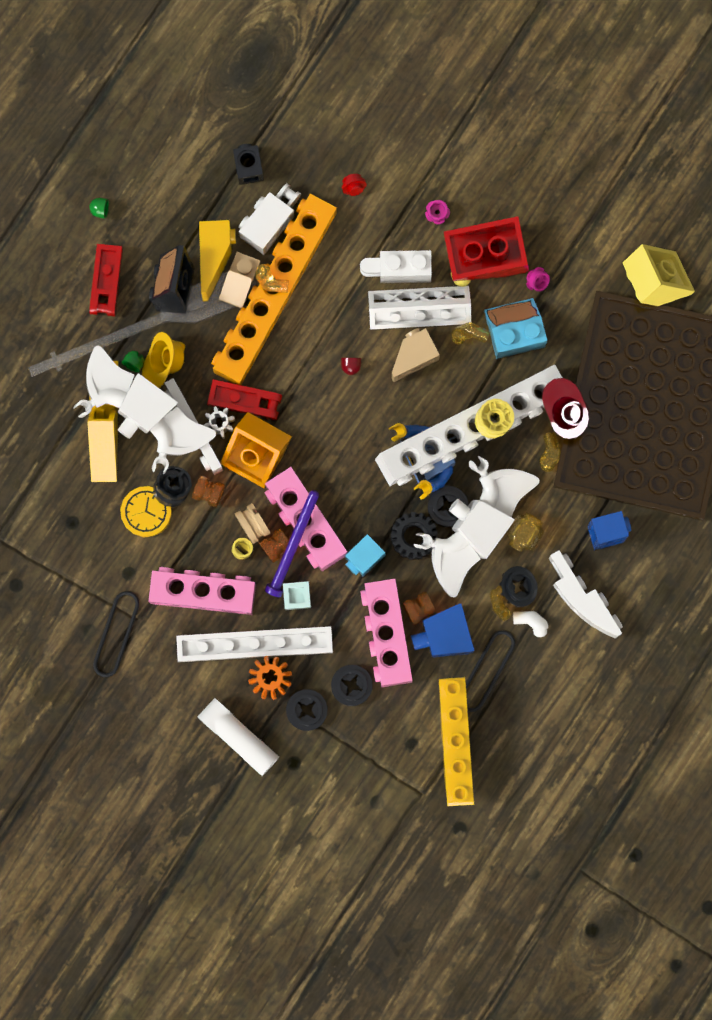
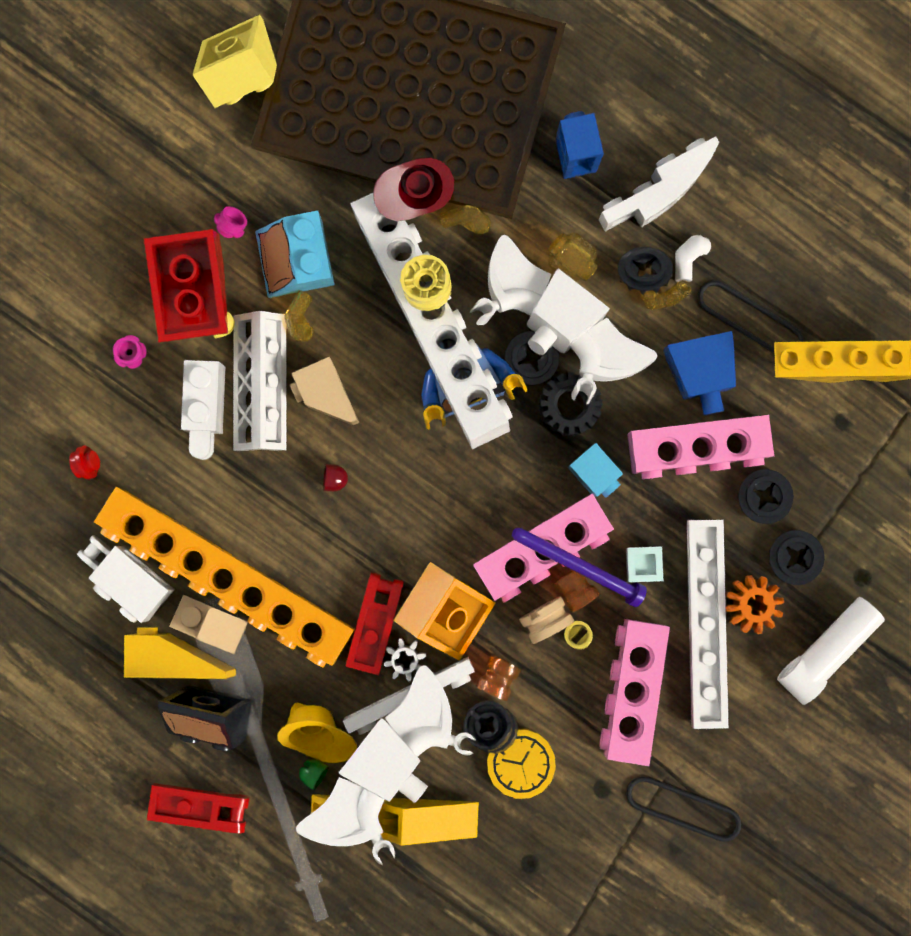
camera: 90 degrees left, 5 degrees up
(99, 207) = (95, 813): green hinge -> none
(248, 174) = (61, 605): black brick -> none
(268, 281) = (215, 584): clear yellow arm -> none
(419, 608) = (670, 409): clear orange wheel -> none

